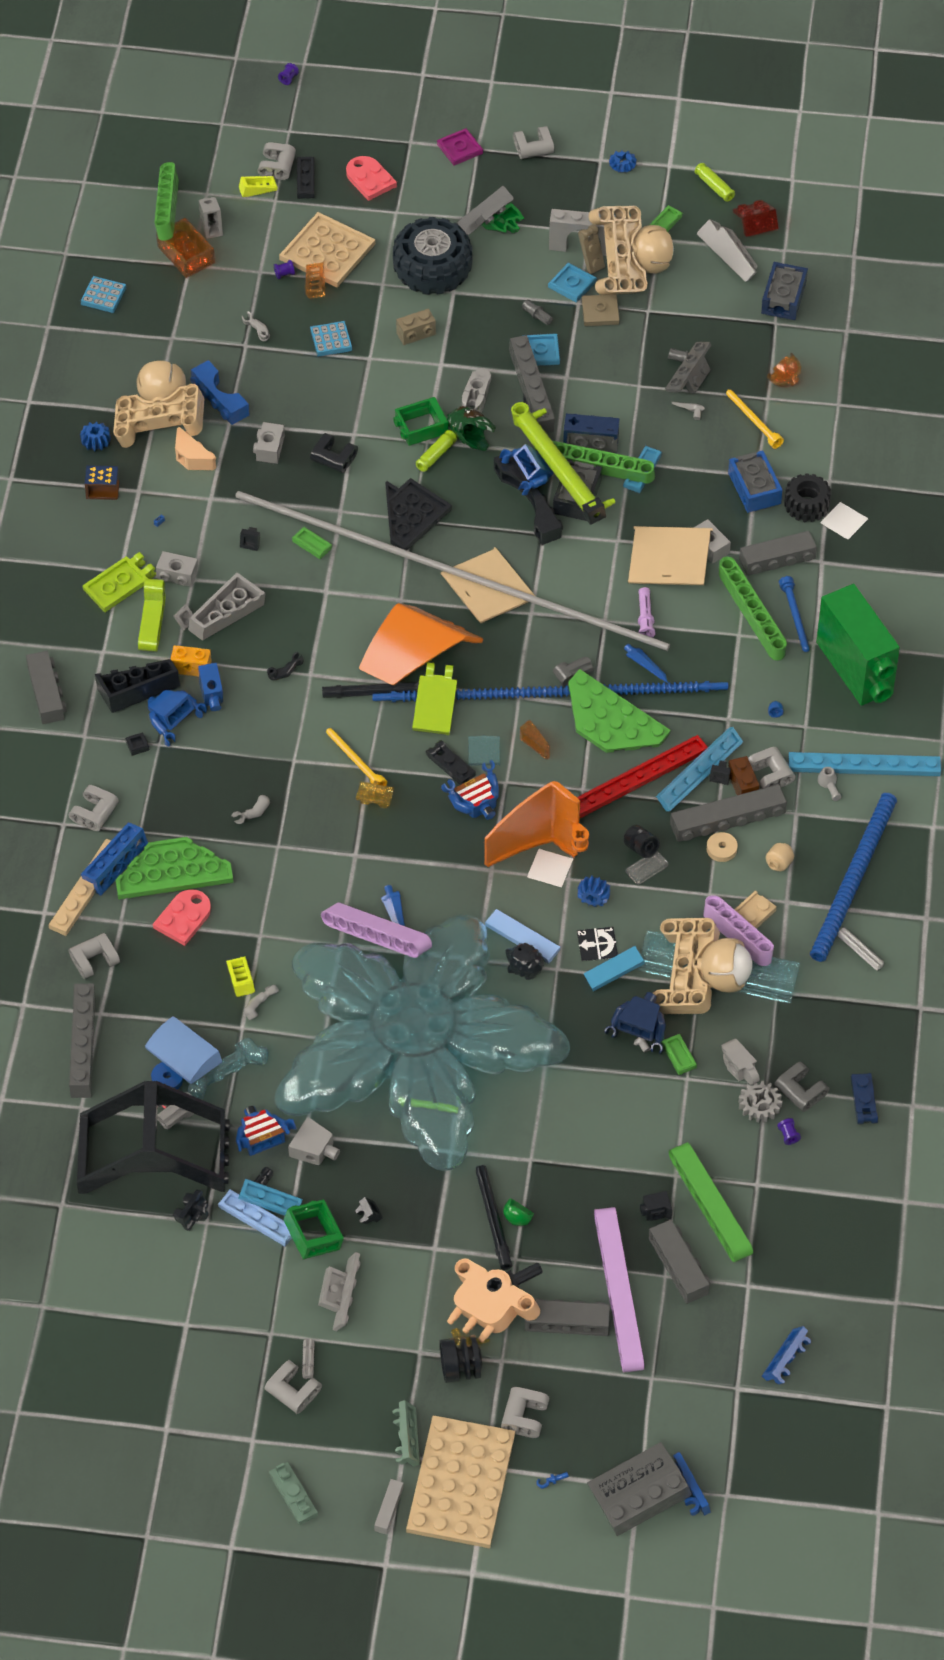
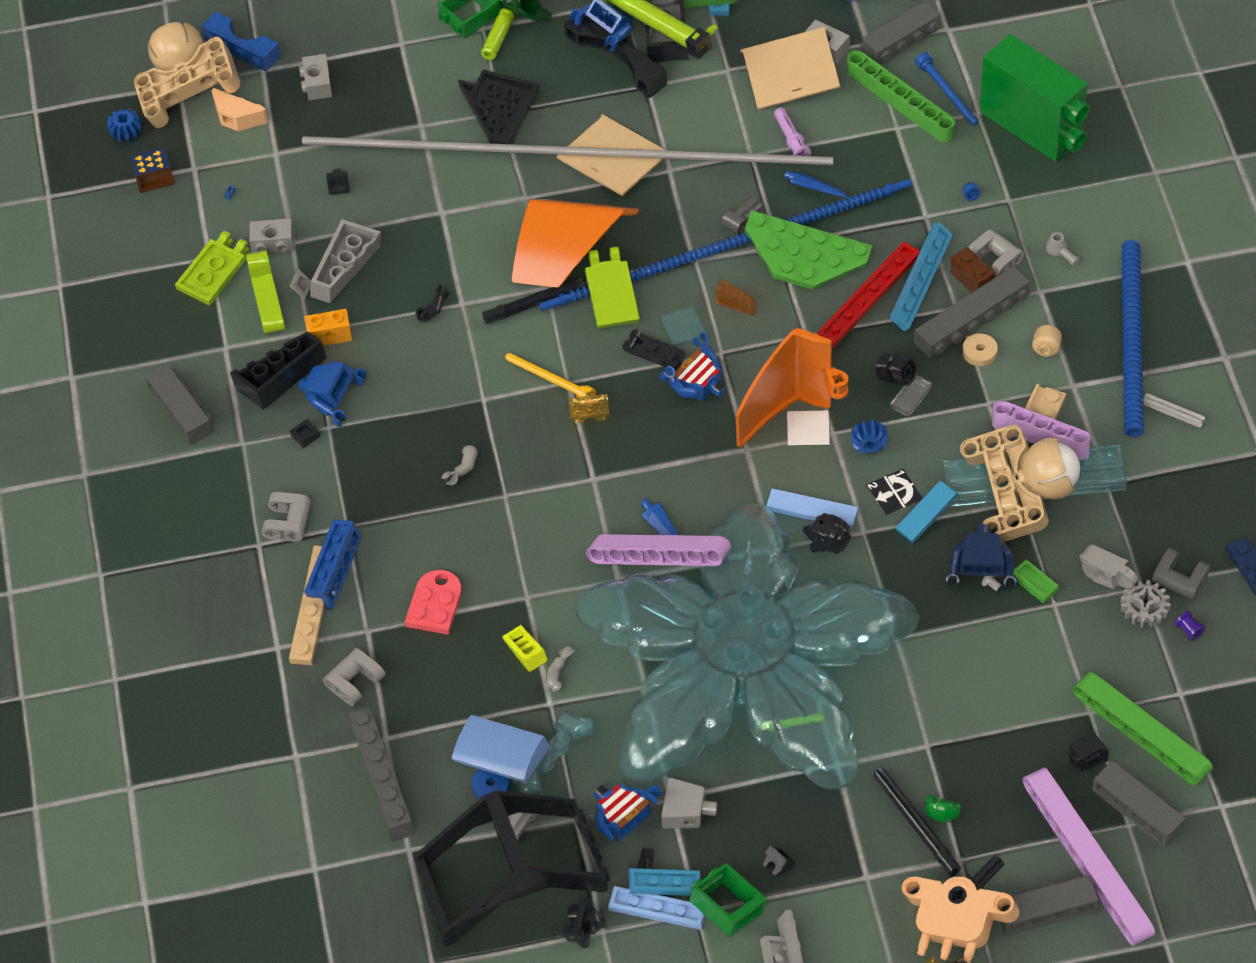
camera: 15 degrees left, 0 degrees up
(172, 867) = (399, 554): bright green plate -> none
(211, 686) = (362, 347): blue torso -> none
(312, 543) = (405, 167): bright green tile -> none
(340, 462) = (387, 74): black connector -> none
(720, 773) = (945, 274): black tile -> none
(865, 764) = (1089, 218): dark azure plate -> none

